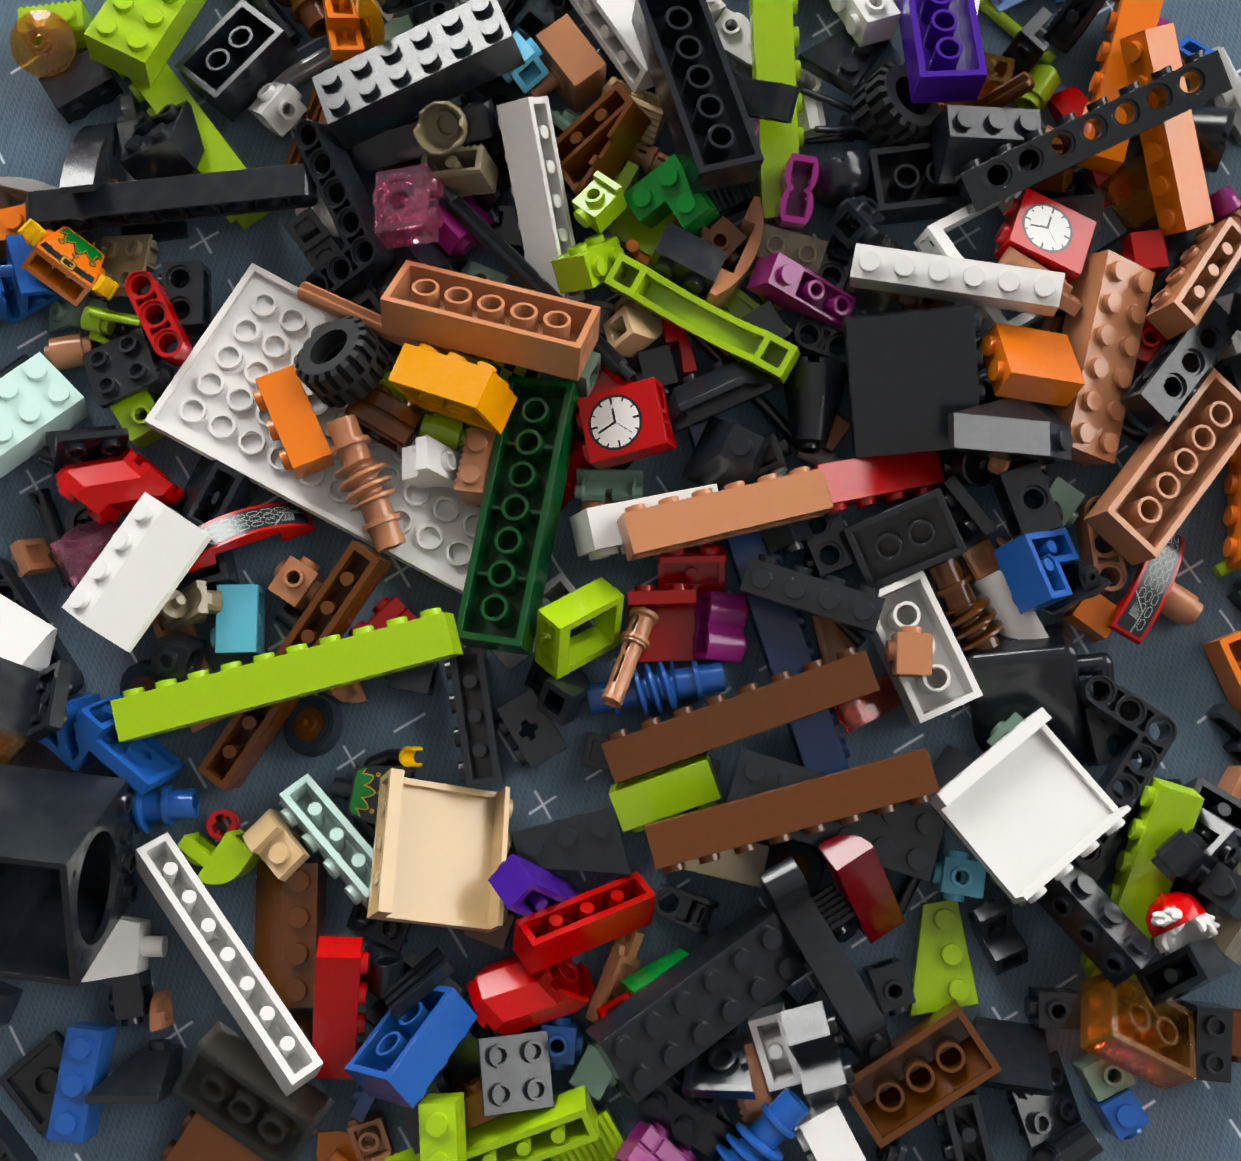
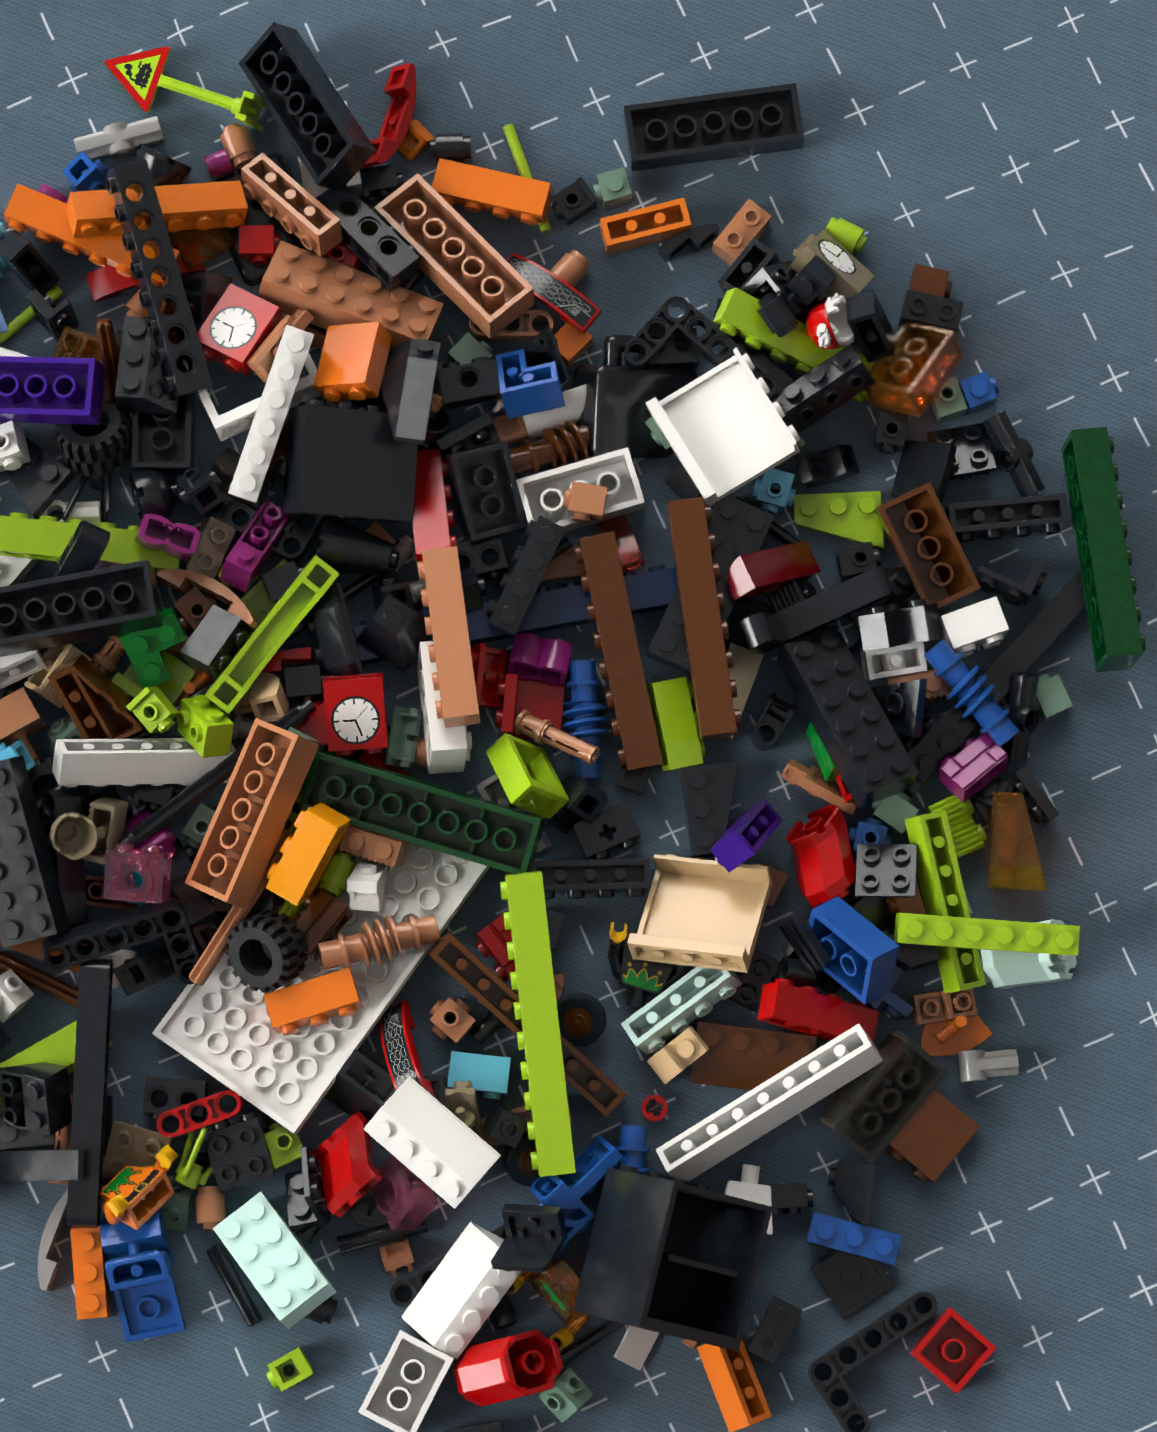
camera: 85 degrees left, 0 degrees up
(161, 1010) = (804, 1173): nougat tile -> none
(220, 862) = (688, 1103): lime brick -> none
(583, 922) = (773, 801): red brick -> none
(1046, 82) = (88, 307): lime brick -> none

